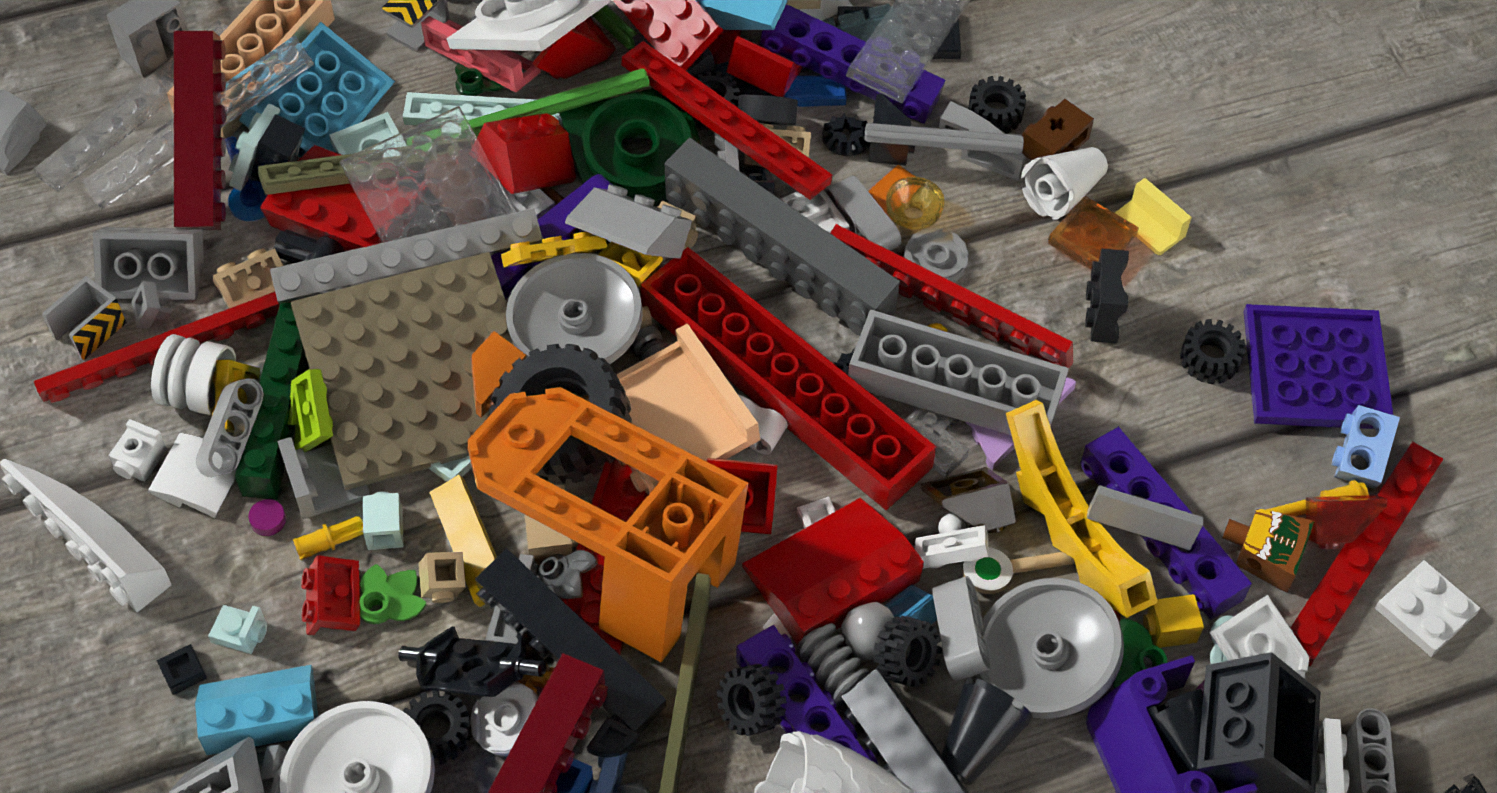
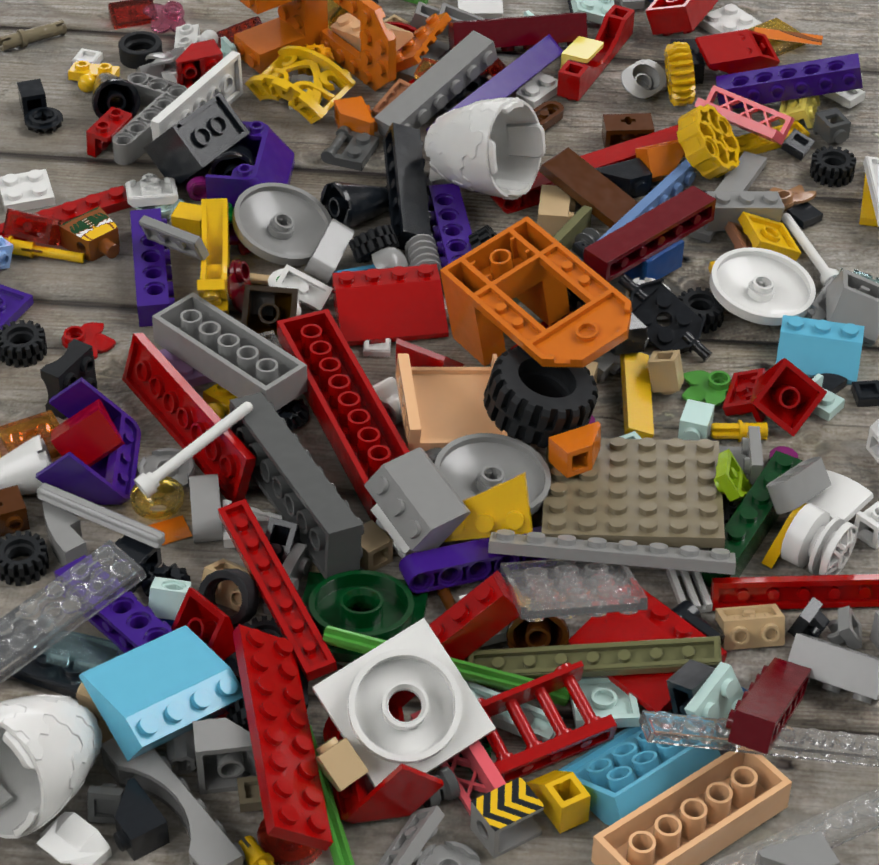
camera: 155 degrees left, 15 degrees down
(192, 299) = (810, 621): none -> black tile
(236, 663) = (833, 382): none -> black tile
(281, 580) = (786, 396): none -> red slope
(378, 42) = (563, 798): none -> yellow slope
(407, 74) = (566, 741): none -> red fence
(833, 91) = (167, 596): none -> light aqua brick
(925, 193) = (149, 482): none -> white piece
(993, 232) = (111, 477): none -> dark purple windscreen
(1030, 513) = (237, 278): none -> dark red plate
(1035, 223) = (87, 434): none -> red slope
(1144, 391) = (90, 334): none -> red plate
(1413, 745) = (104, 129): none -> red bracket

